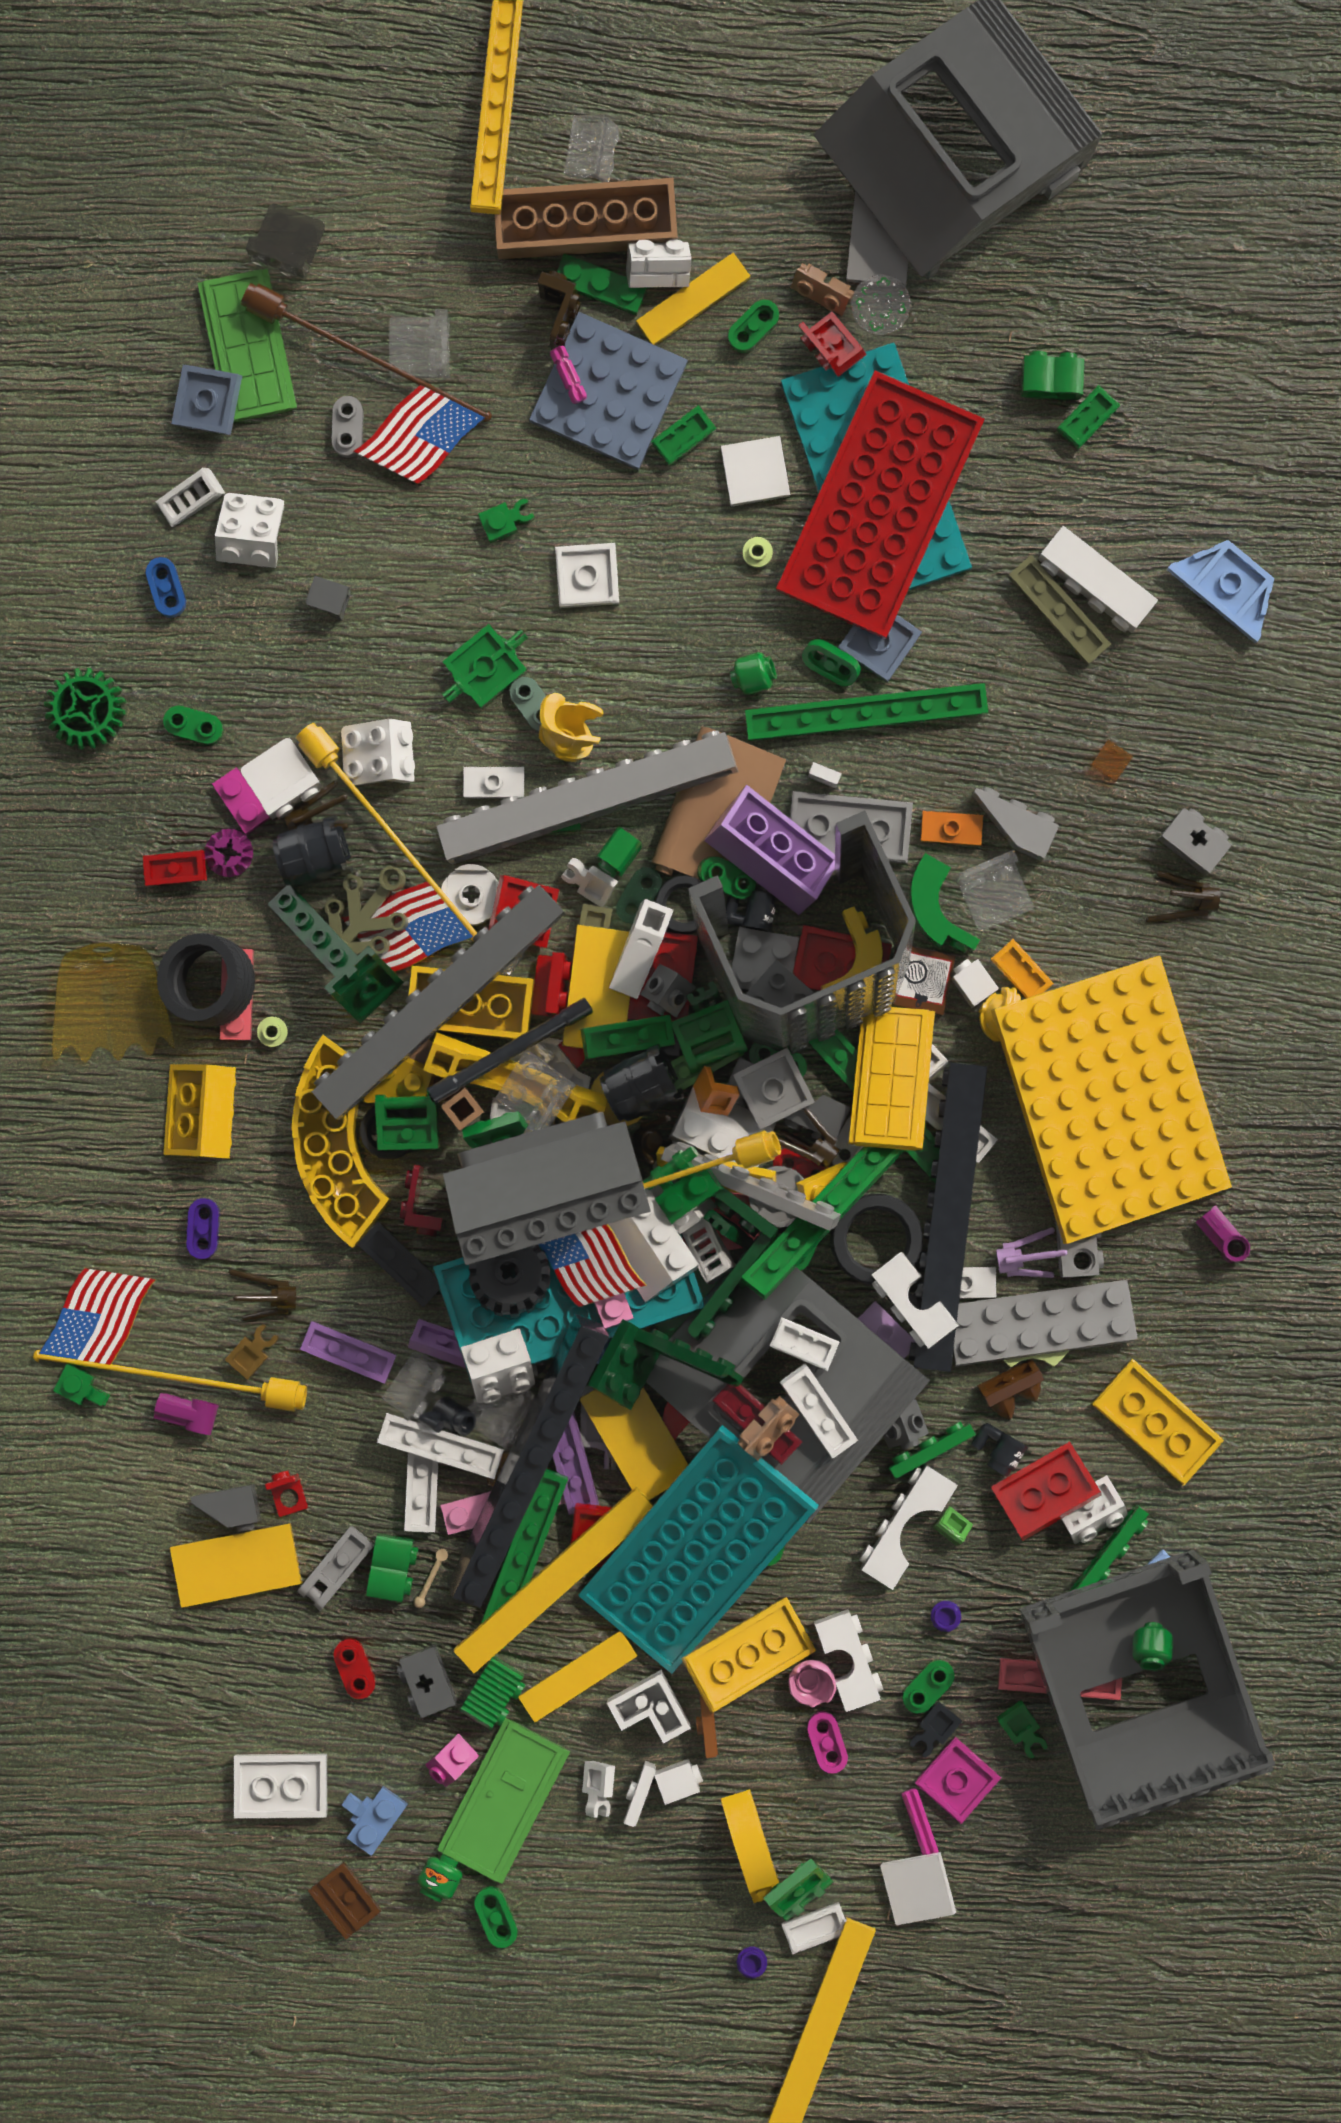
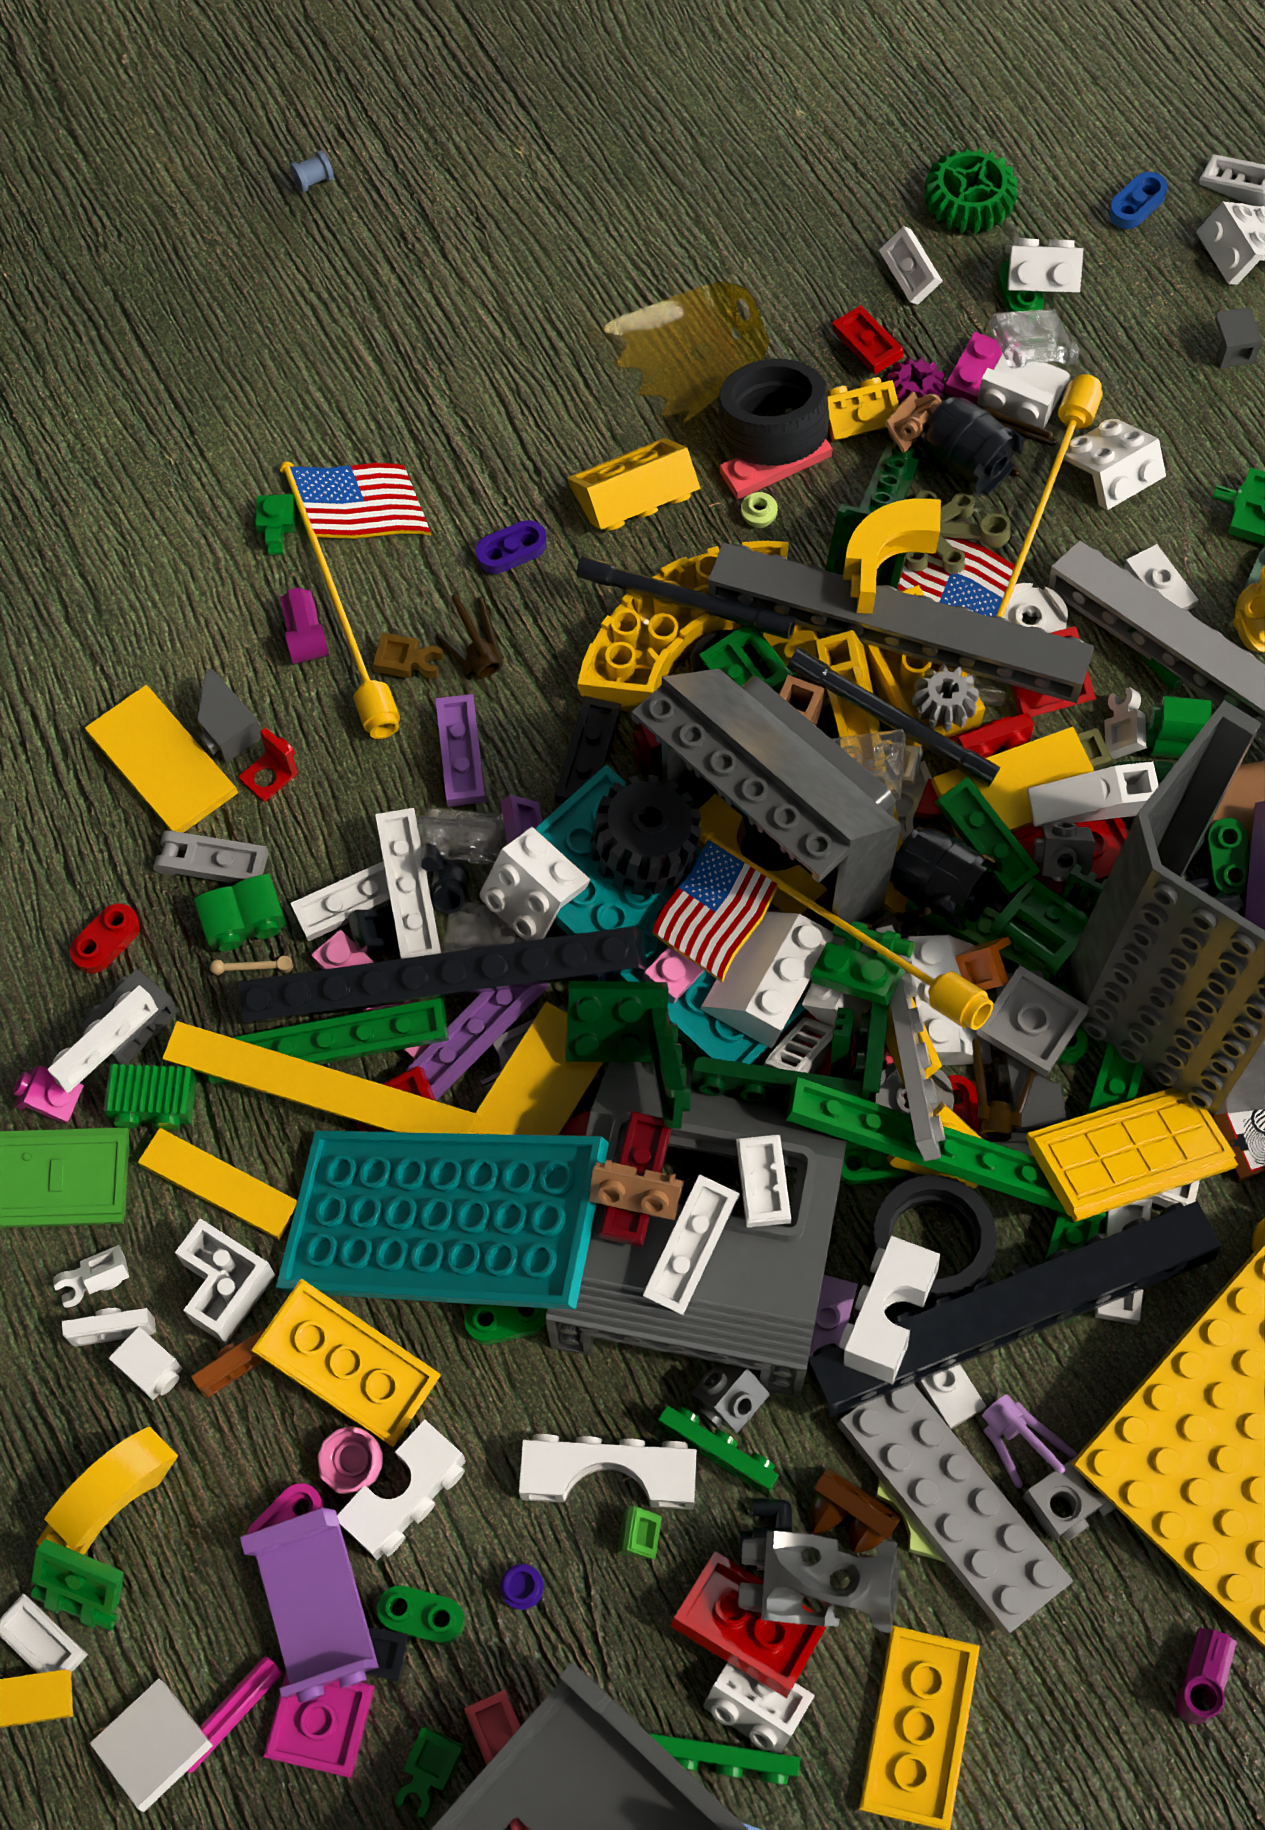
camera: 60 degrees right, 20 degrees down
(127, 796) = (910, 265): none -> white plate
(186, 699) = (1044, 267): none -> white bracket
(231, 908) = (860, 409): none -> yellow bracket
(236, 742) = (1033, 329): none -> clear plate
(265, 881) = (910, 418): none -> medium nougat hinge
(374, 977) = (890, 530): none -> yellow arch
(380, 1097) = (760, 619): none -> black piece
(443, 1708) = (102, 1038): none -> white plate
(454, 1484) = (372, 930): none -> black plate
(524, 1002) = (958, 690): none -> light grey gear
(892, 1750) = (313, 1603): none -> medium lavender panel
(1042, 1455) = (791, 1579): none -> dark grey hips

